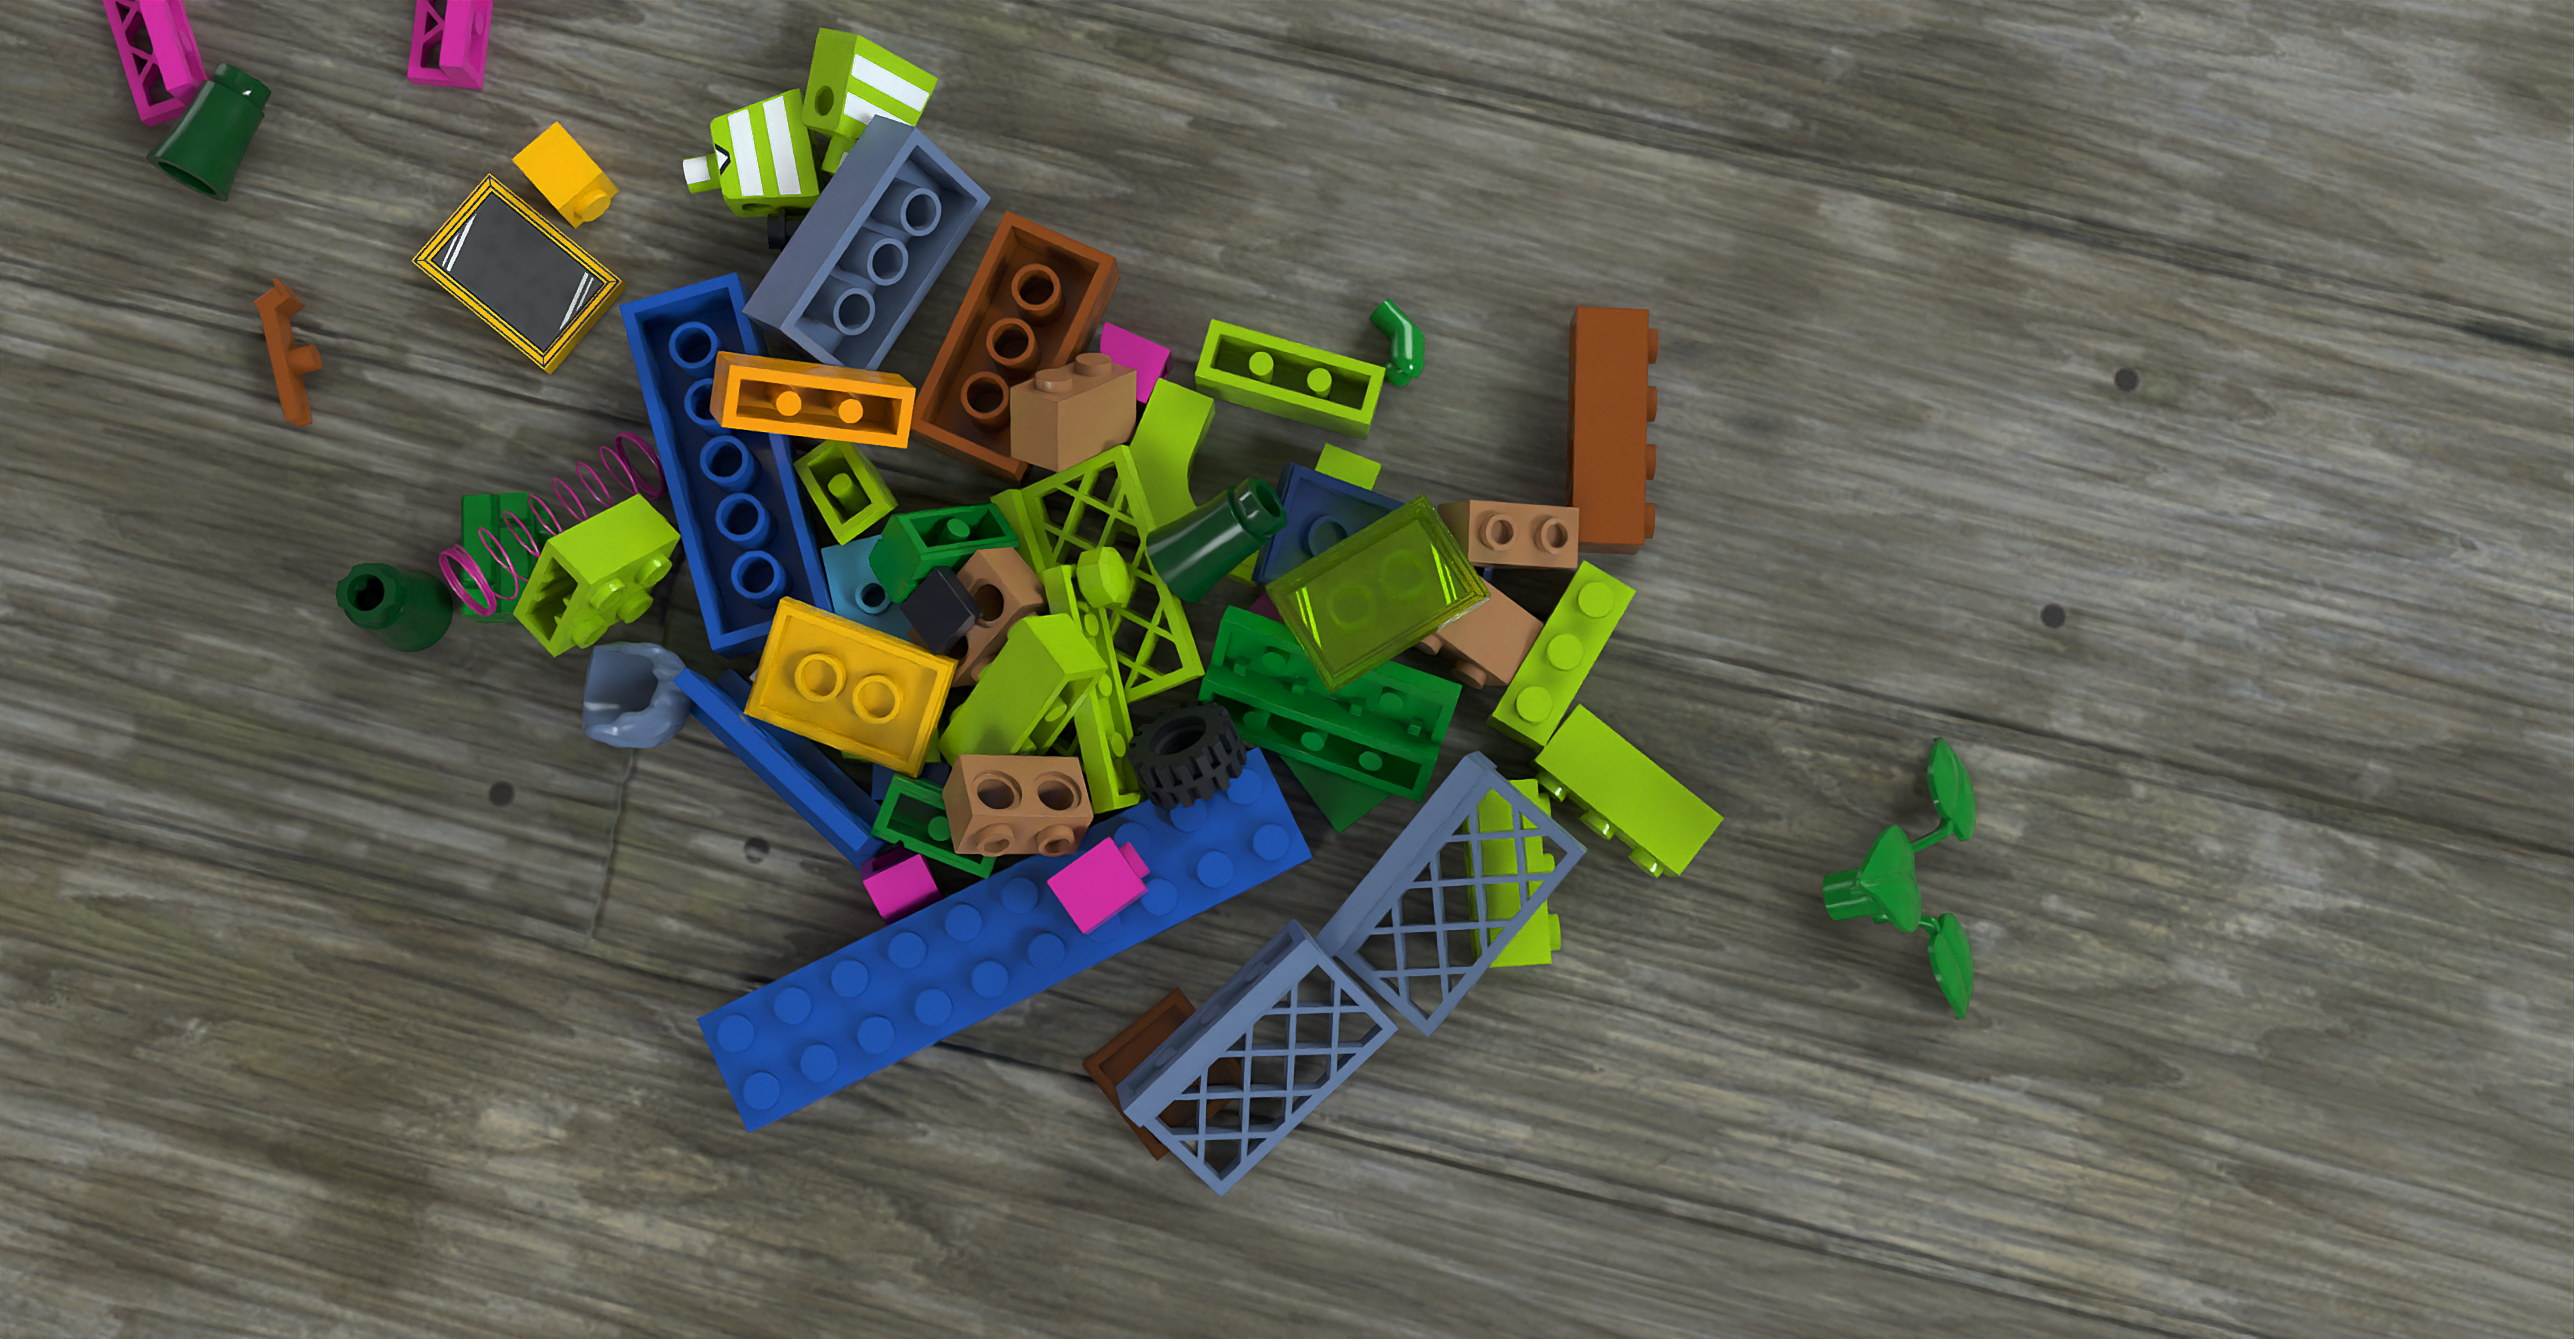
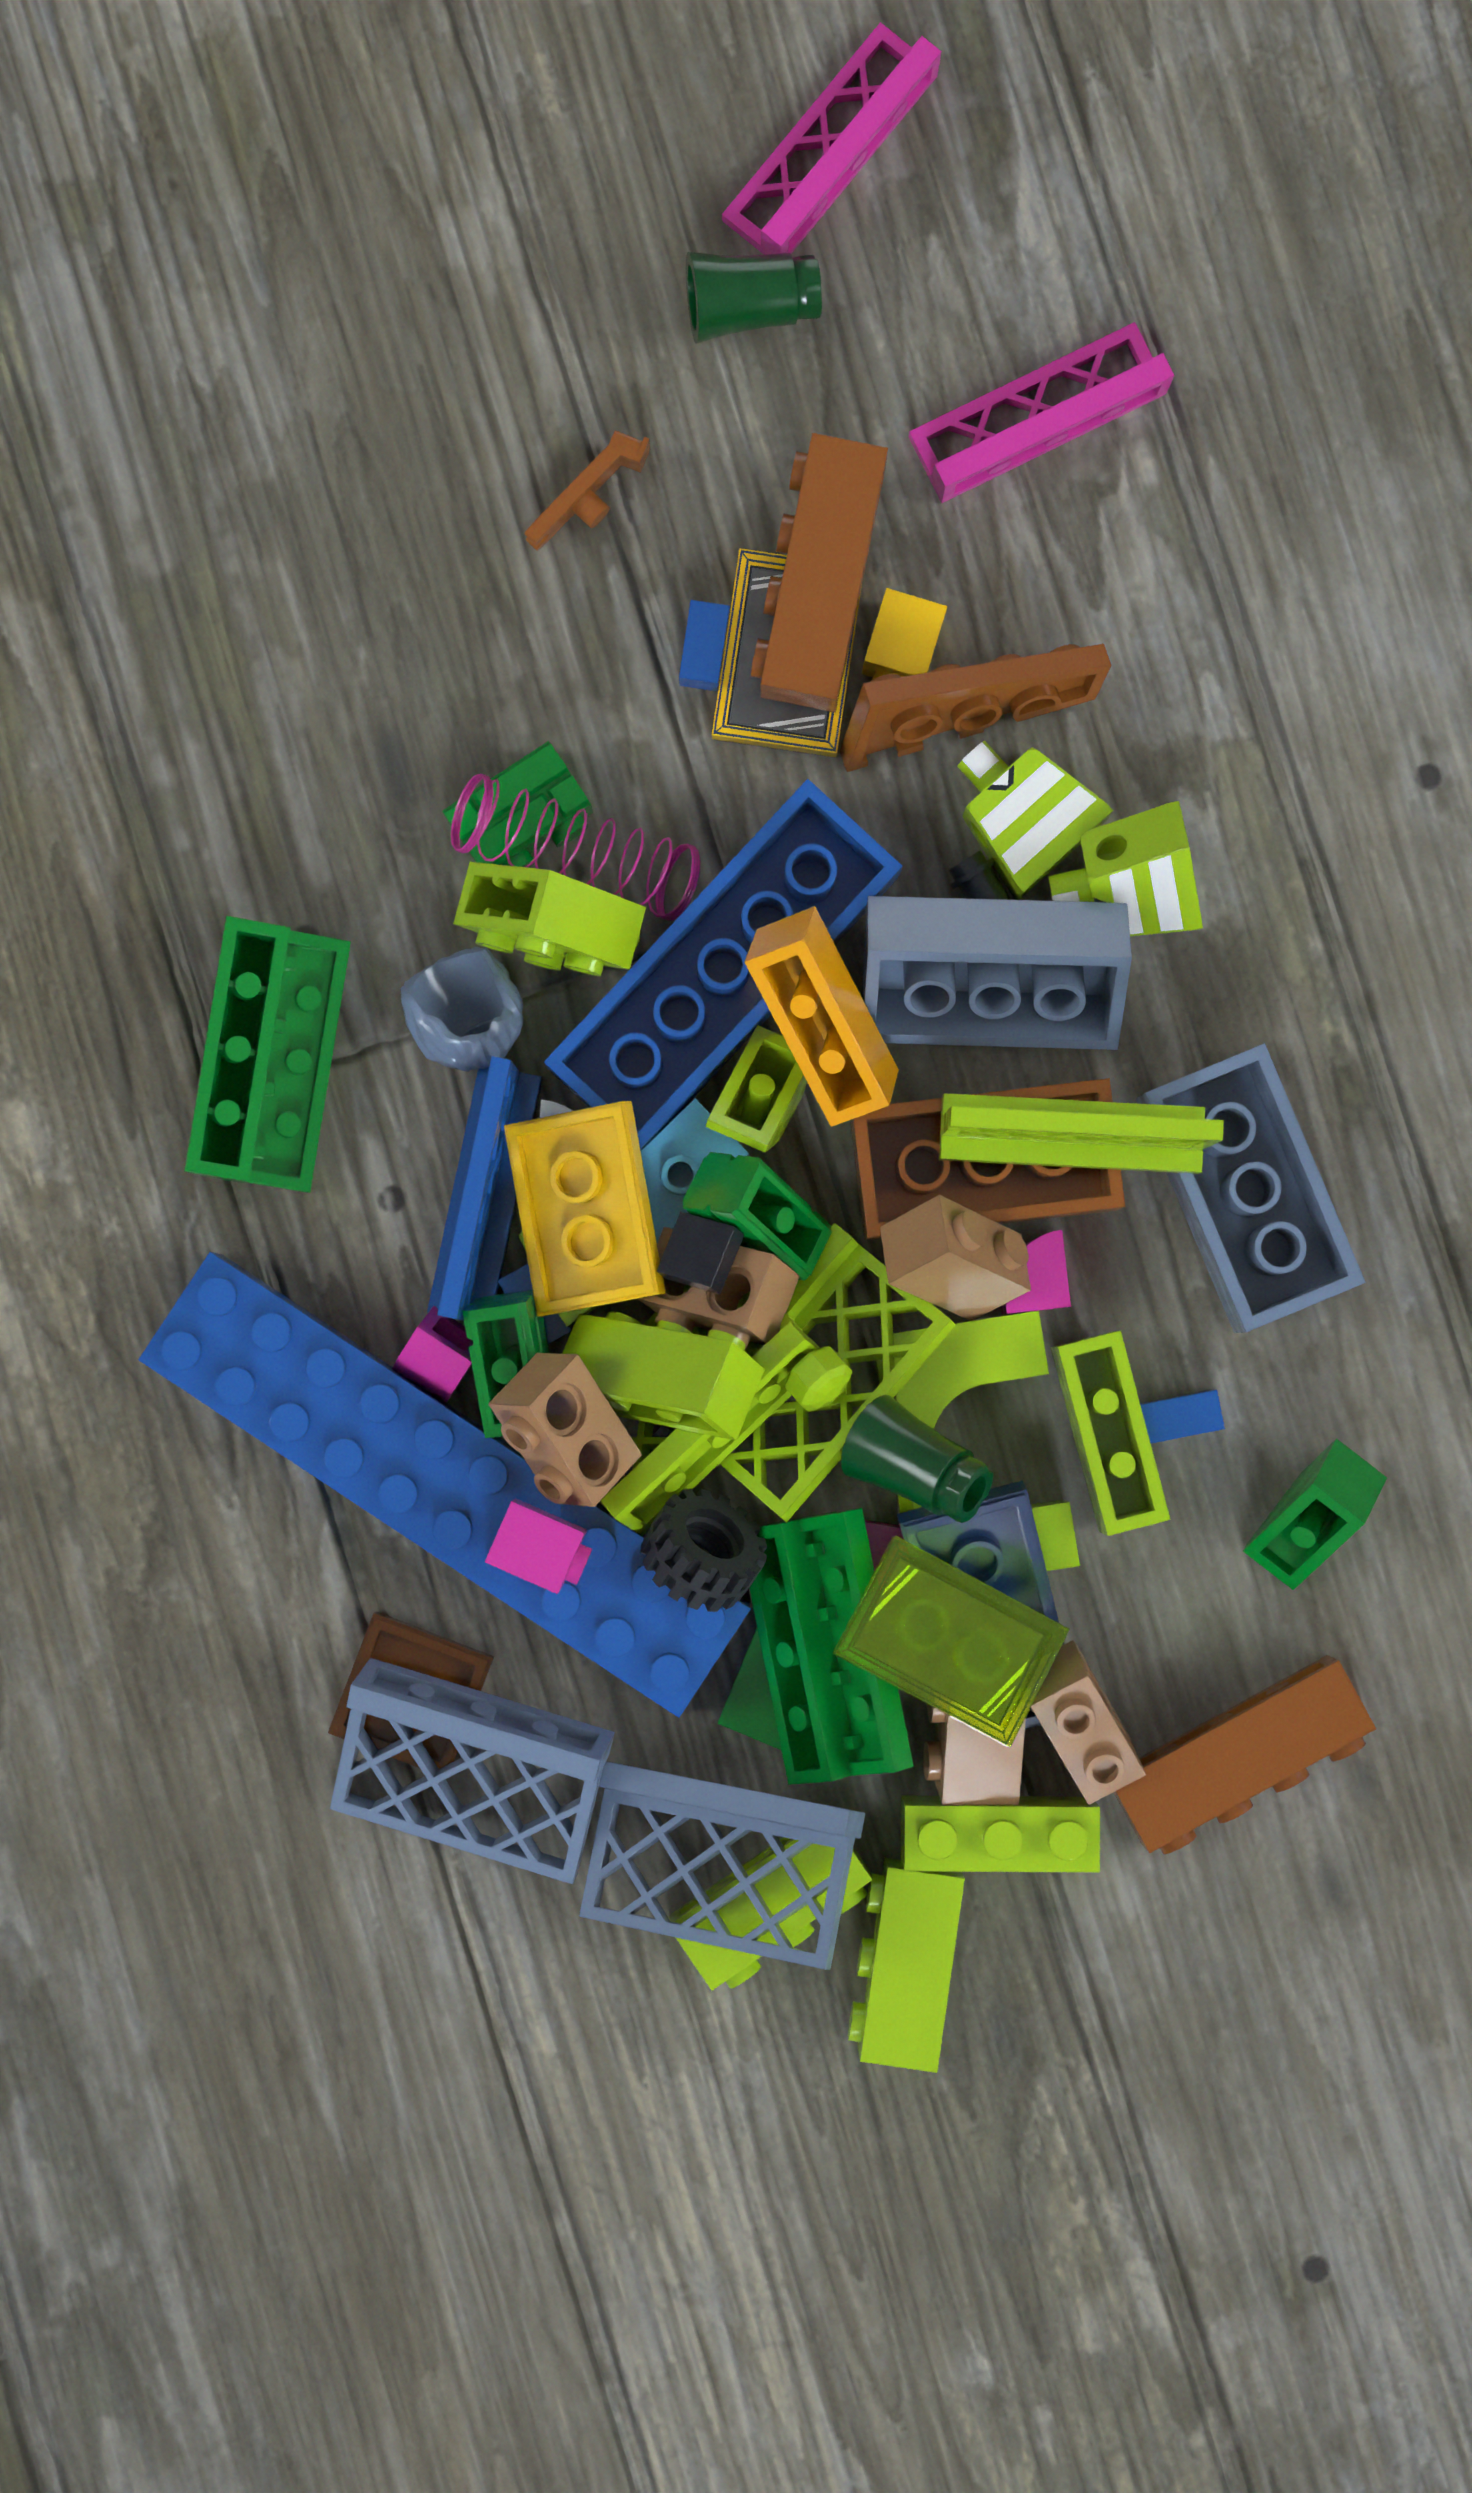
camera: 60 degrees right, 5 degrees up
(400, 606) = (428, 764): dark green plant -> none
(466, 200) = (822, 571): none -> dark orange brick
(470, 334) = (704, 645): none -> blue piece
(570, 879) = (267, 1055): none -> green brick
(641, 152) = (969, 699): none -> dark orange wing
(1029, 252) = (1075, 1133): none -> lime fence
(1162, 159) = (1259, 1197): none -> sand blue brick
(1315, 315) = (1183, 1416): none -> blue piece
(1406, 346) = (1212, 1516): green arm -> none
(1453, 262) = (1316, 1514): none -> green slope
(1888, 886) = (965, 2257): green plant -> none

